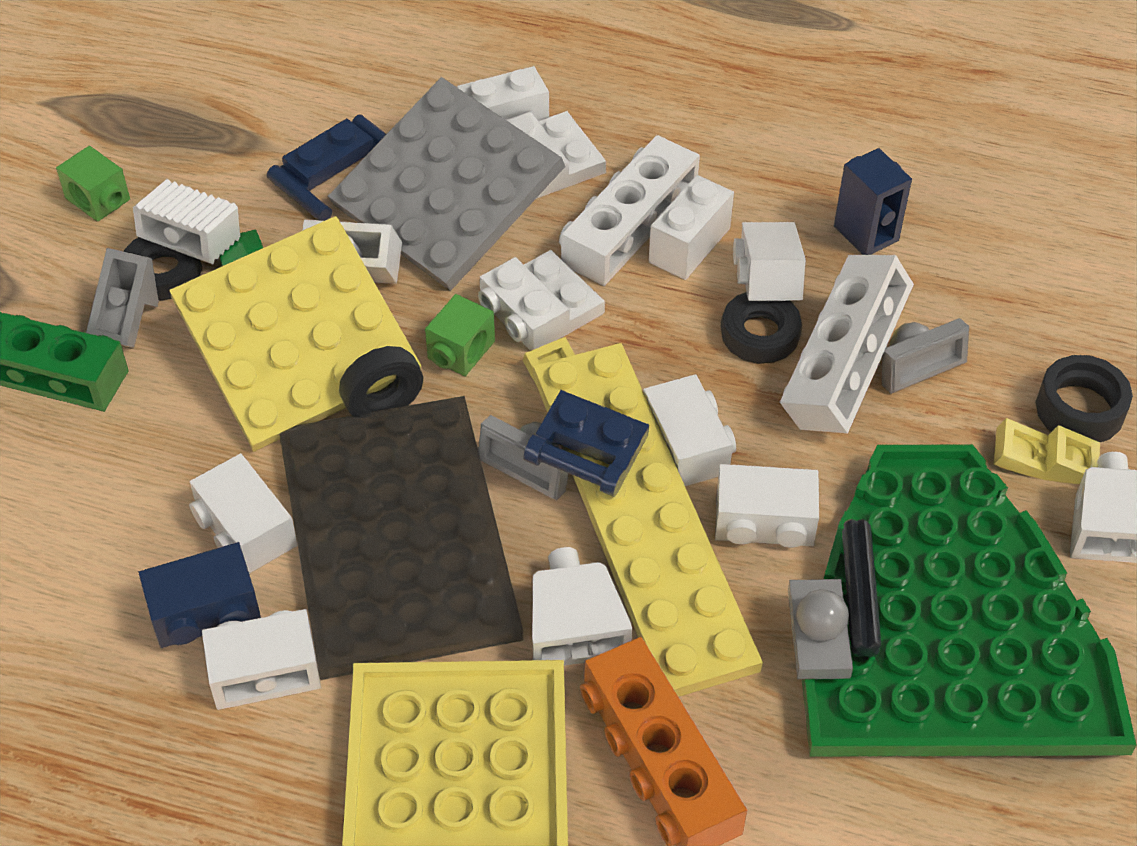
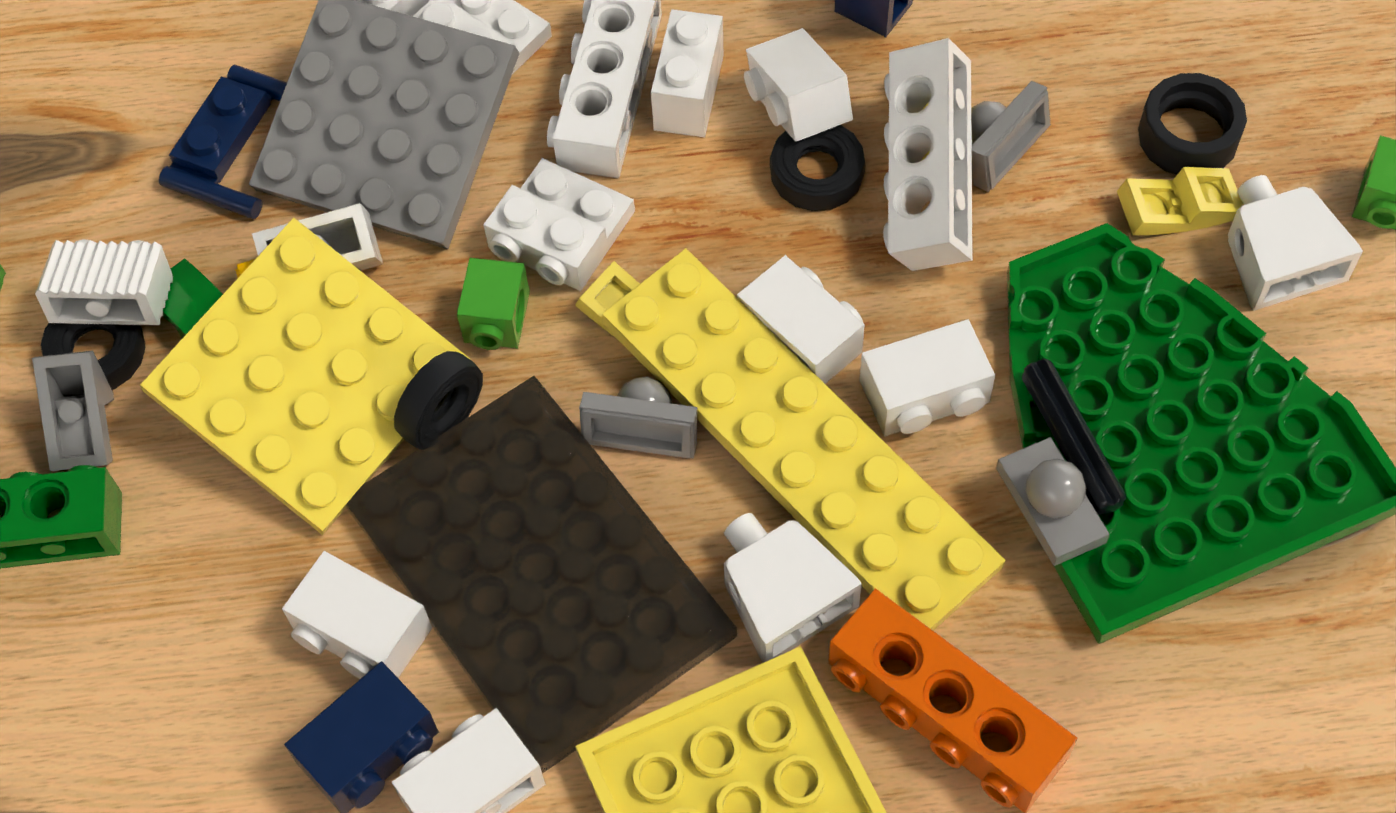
camera: 20 degrees left, 10 degrees up
(590, 431) = (711, 370): dark blue plate -> none

